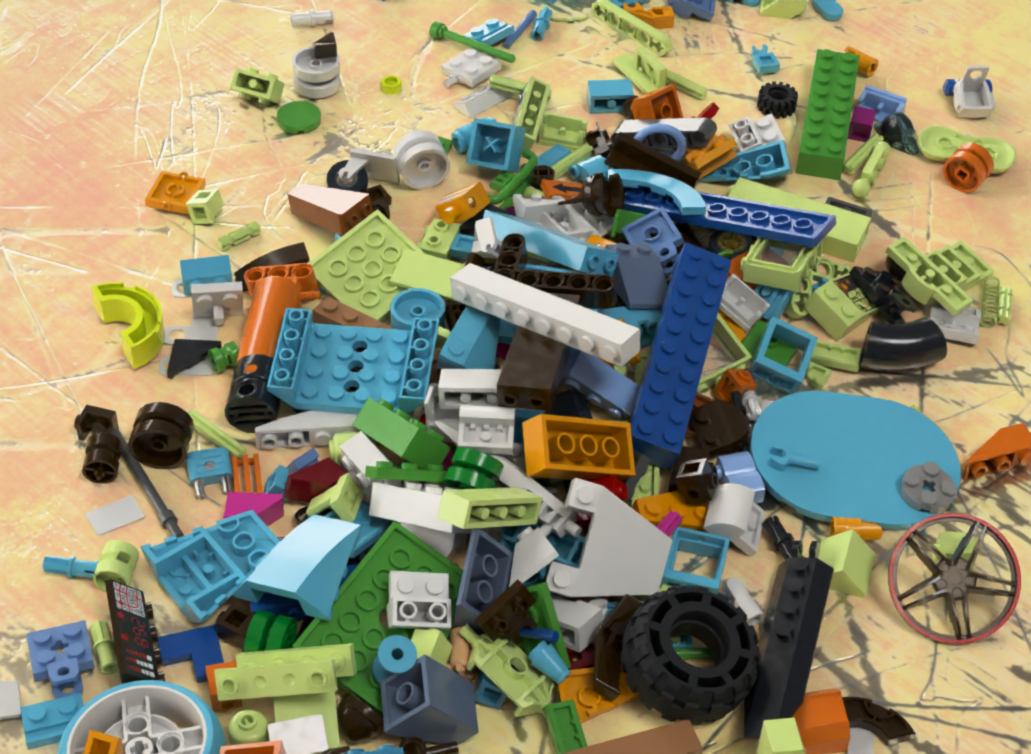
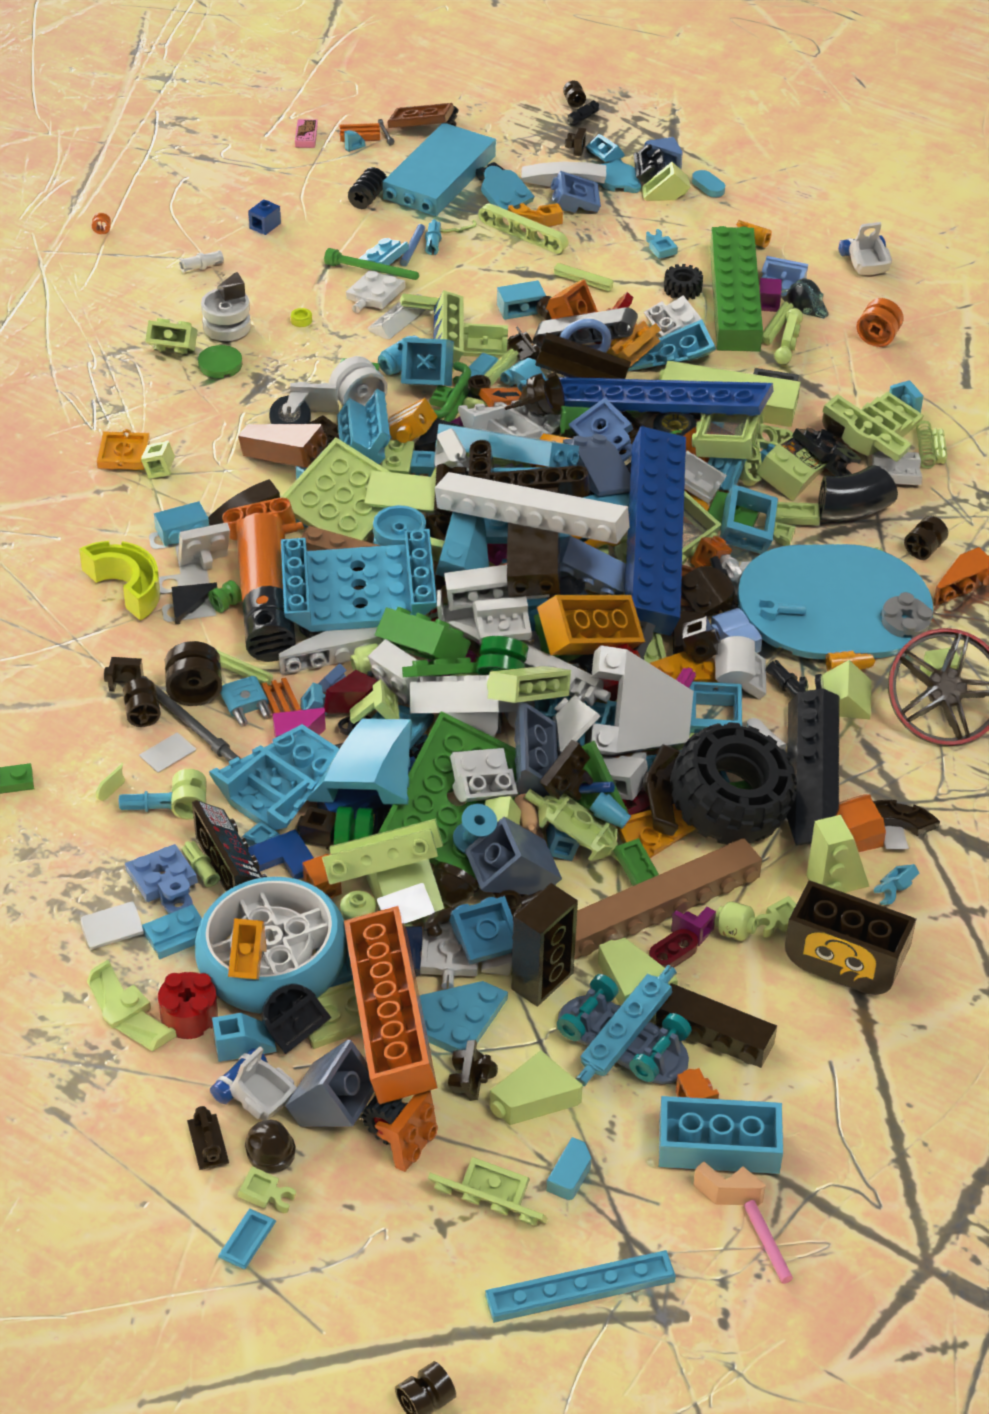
camera: 10 degrees left, 0 degrees up
(42, 541) = (110, 783): none -> yellowish green piece
(176, 623) = (259, 833): none -> medium azure tile
(238, 236) = (199, 483): yellowish green axle -> none
(414, 202) = (366, 426): none -> medium azure brick
(642, 69) = (548, 268): yellowish green bracket -> none
(684, 196) = (622, 385): medium azure tile -> none
(941, 143) = (850, 302): yellowish green plate -> none
(968, 403) = (926, 537): none -> dark brown wheel
(982, 246) = (908, 393): none -> medium azure bracket

